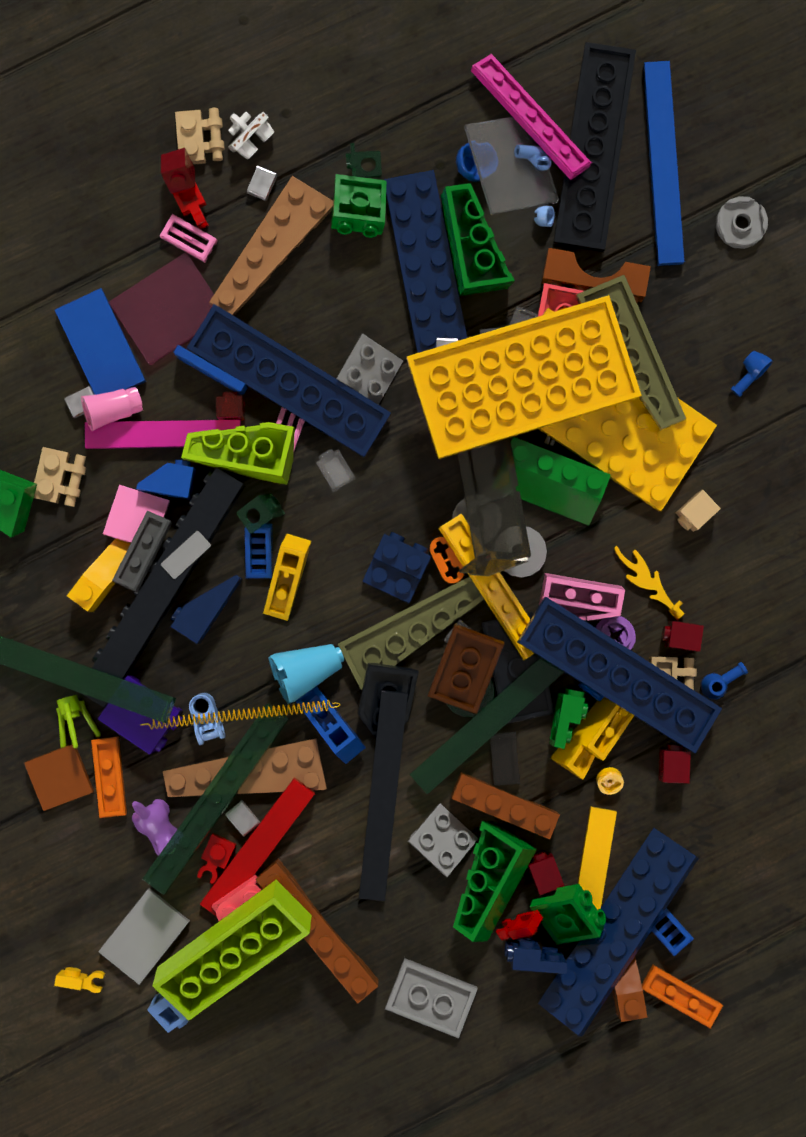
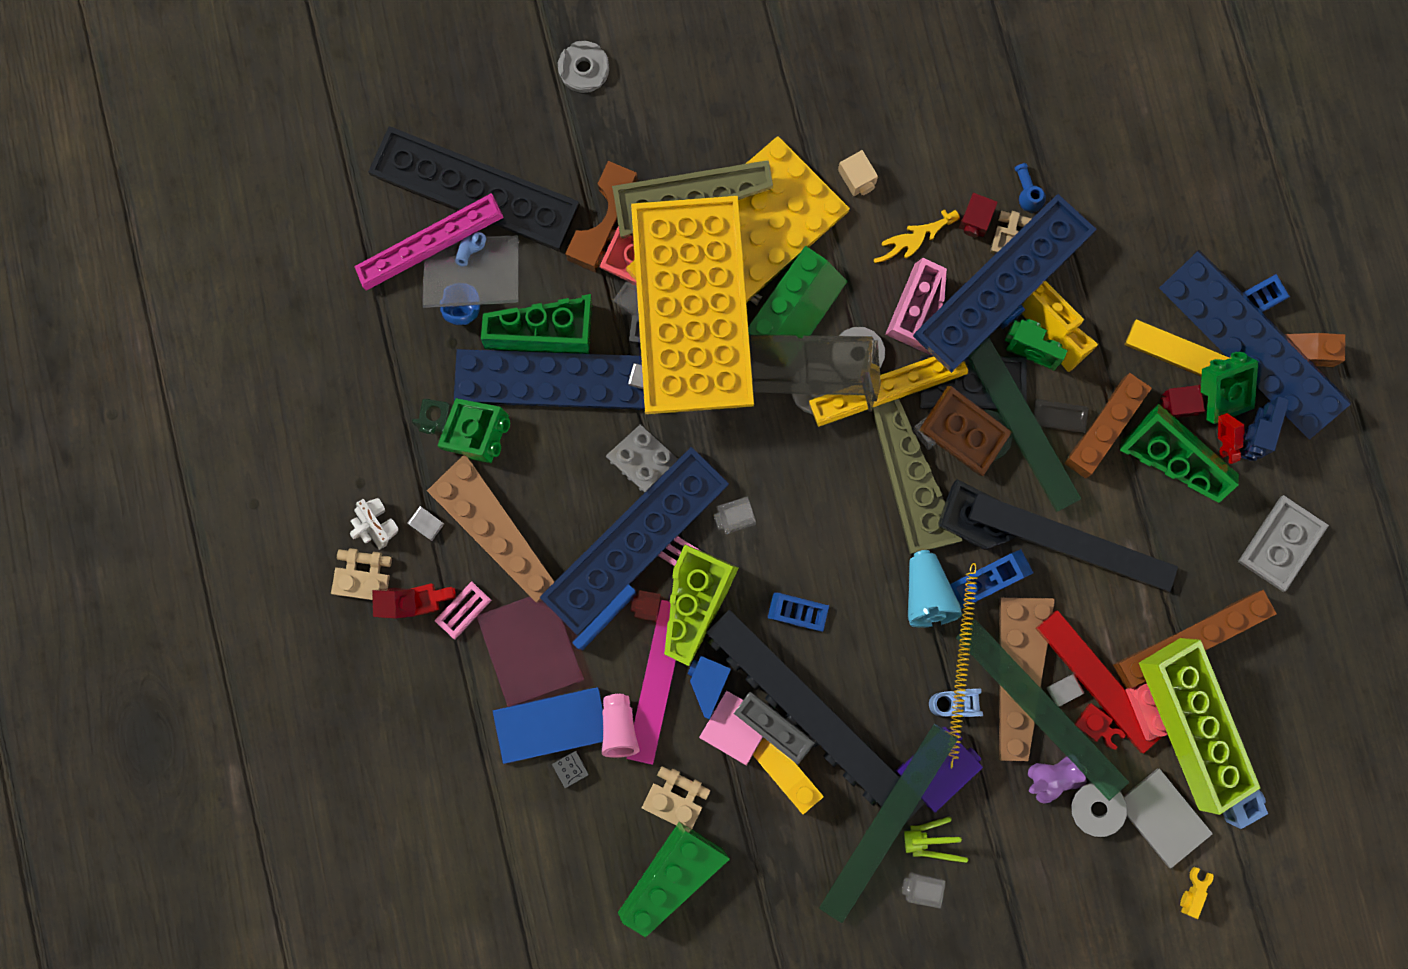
camera: 65 degrees left, 5 degrees down
(26, 725) = (924, 890): none -> clear brick
(58, 777) = (983, 868): dark orange tile -> none
(64, 373) = (570, 769): none -> dark grey tile
(74, 401) = (602, 763): flat silver piece -> none
(109, 777) = (994, 817): orange tile -> none
(123, 872) = (1098, 825): none -> light grey tile
(185, 554) = (788, 683): light grey sticker -> none
(200, 614) = (849, 683): dark blue slope -> none
(268, 508) = (756, 591): clear green bracket -> none
(287, 576) = (831, 588): yellow slope -> none
(397, 567) = (846, 477): dark blue plate -> none
(441, 563) = (851, 434): orange beam -> none
(443, 840) = (1129, 495): light grey hinge -> none
(545, 216) = (530, 252): light blue hinge -> none
(610, 781) = (1104, 319): yellow tile -> none
(615, 624) = (965, 269): medium lavender gear -> none
(663, 163) = (506, 126): blue tile -> none
(674, 764) = (1102, 253): dark red brick -> none
(681, 996) = (1329, 299): orange tile -> none
(756, 365) = (728, 86): blue bar -> none

